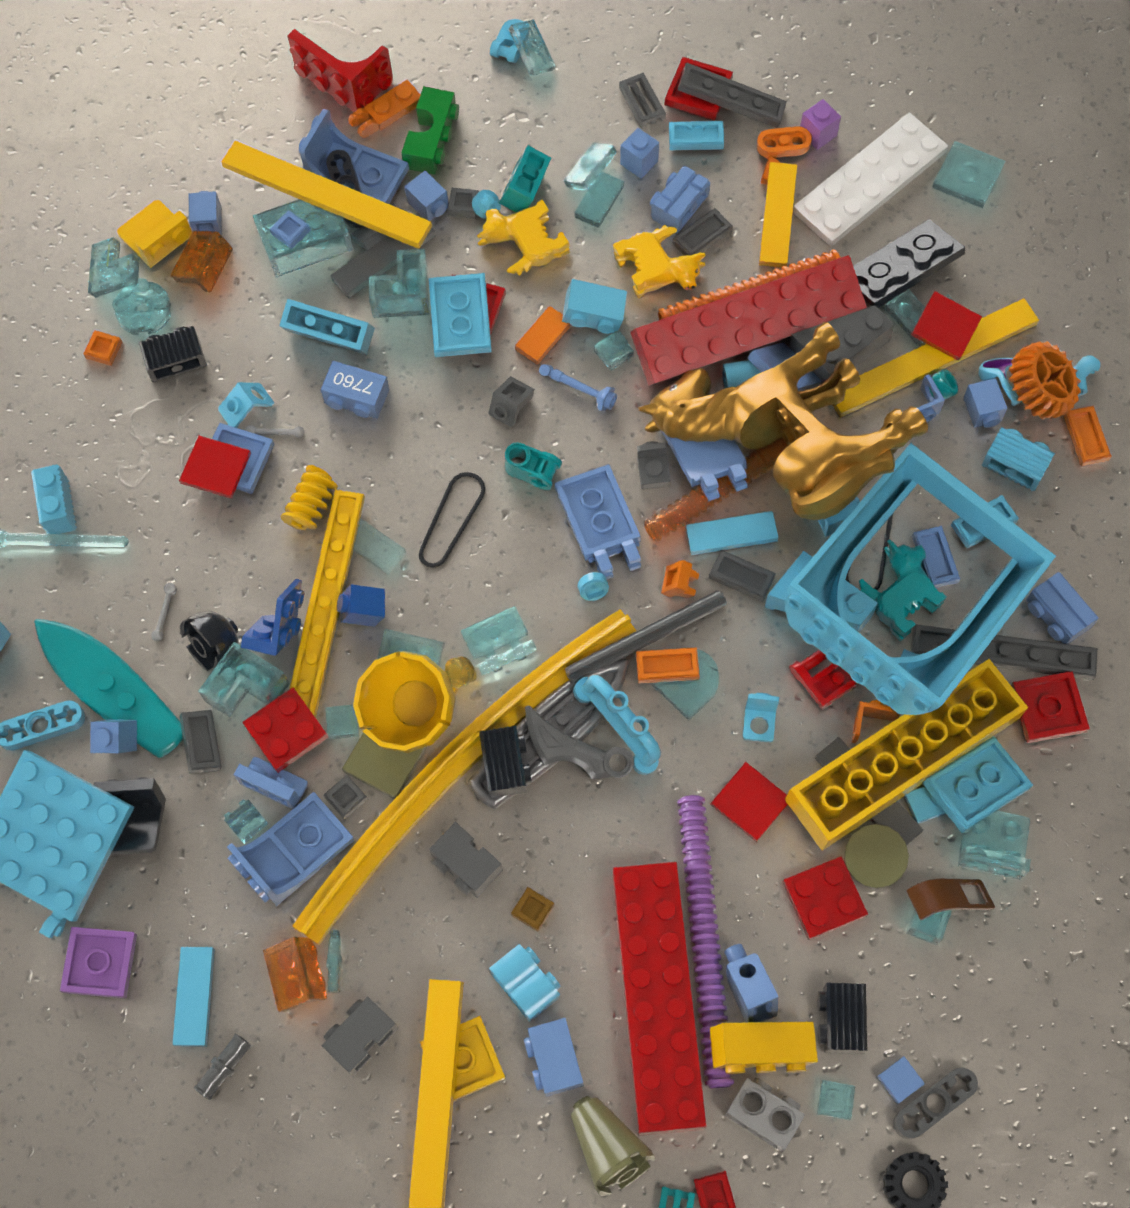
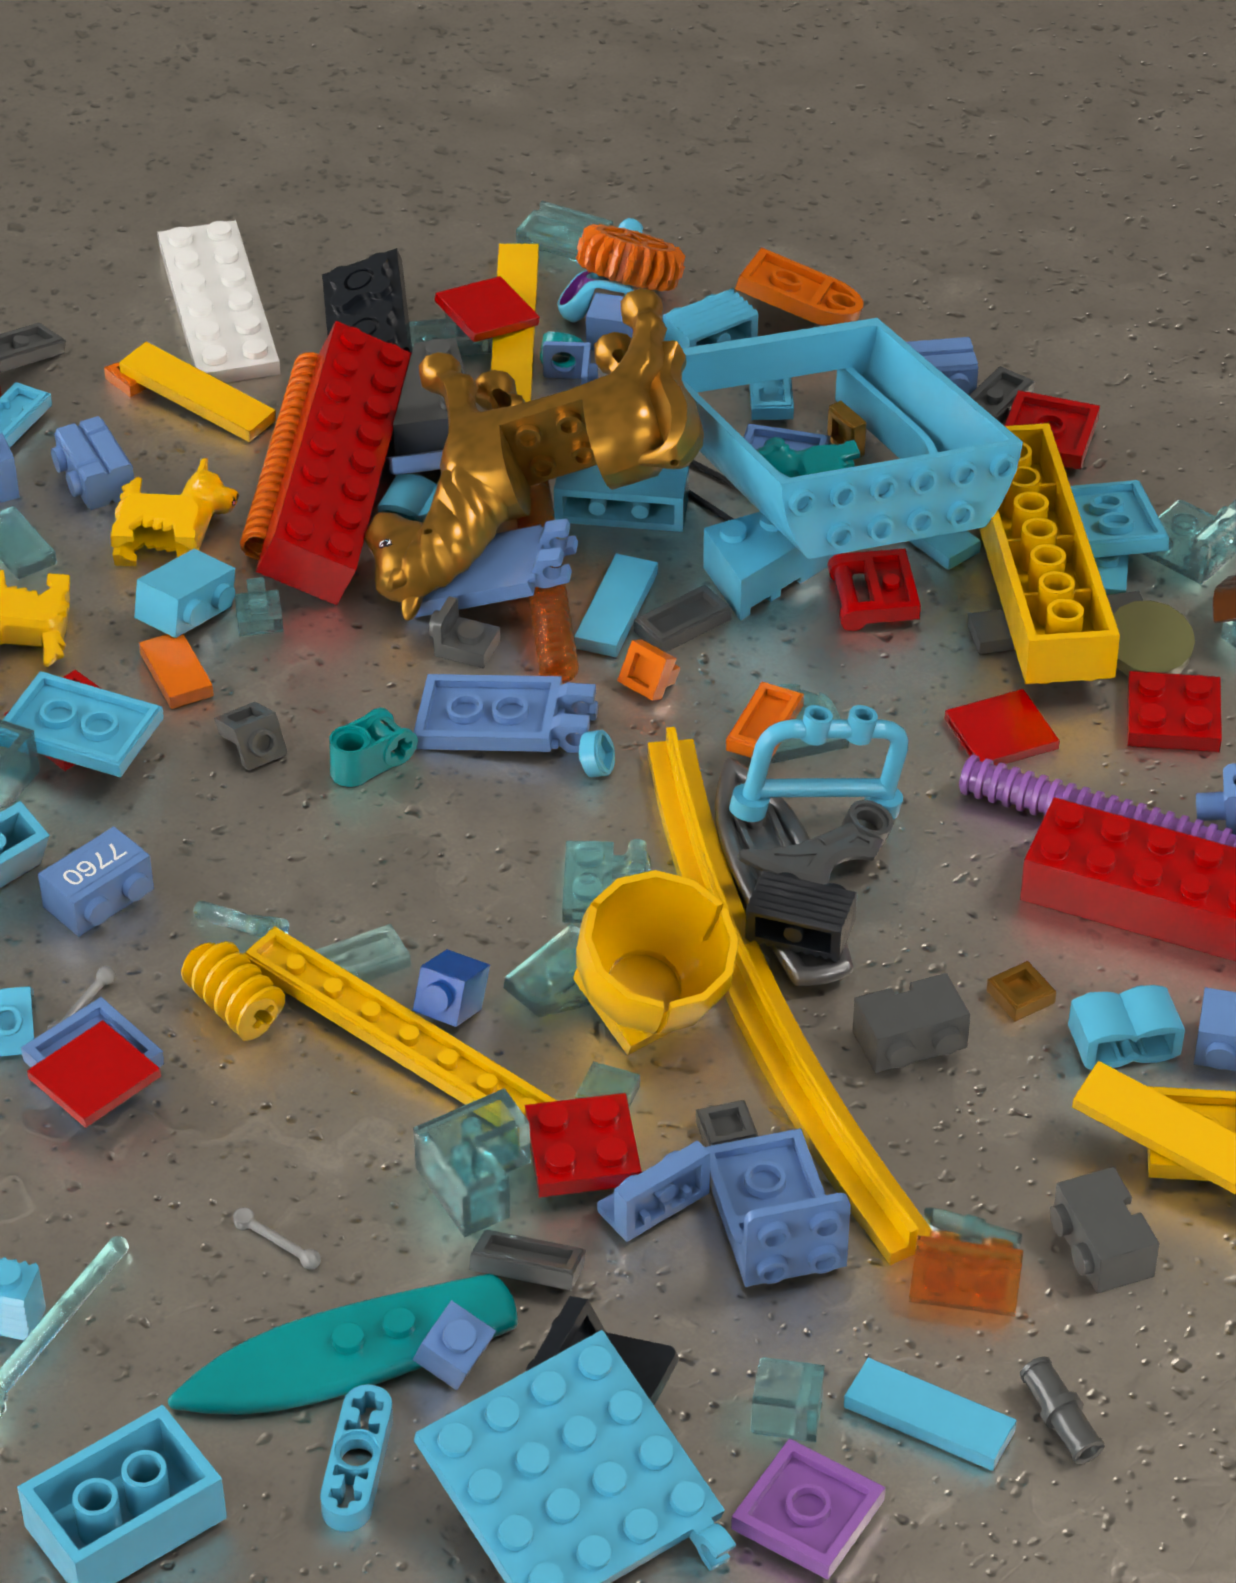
camera: 65 degrees left, 25 degrees down
(161, 919) = (787, 1399): none -> clear light blue panel
(209, 637) = (379, 1178): black cylinder -> none
(245, 821) = (694, 1247): clear light blue tile -> none
(275, 631) = (423, 1062): blue bracket -> none
(362, 477) = (239, 921): none -> clear light blue hose
(381, 767) = (696, 1065): olive tile -> none
(455, 478) = (357, 817): black piece -> none
(605, 398) = (326, 640): medium blue piece -> none
(645, 636) = (708, 731): dark grey axle -> none
(702, 233) = (159, 466): dark grey tile -> none
(760, 706) = (883, 669): medium azure bracket -> none
(783, 142) = (97, 347): orange plate -> none
(821, 122) = (105, 303): medium lavender brick -> none
(873, 709) = (959, 567): orange bracket -> none
(967, 585) = (846, 426): none -> pearl gold tile
(968, 174) = (287, 224): clear light blue tile -> none
(1063, 325) = (556, 229): none -> clear light blue plate
(1087, 436) = (712, 270): orange tile -> none
(1087, 491) = (799, 289): none -> orange tile

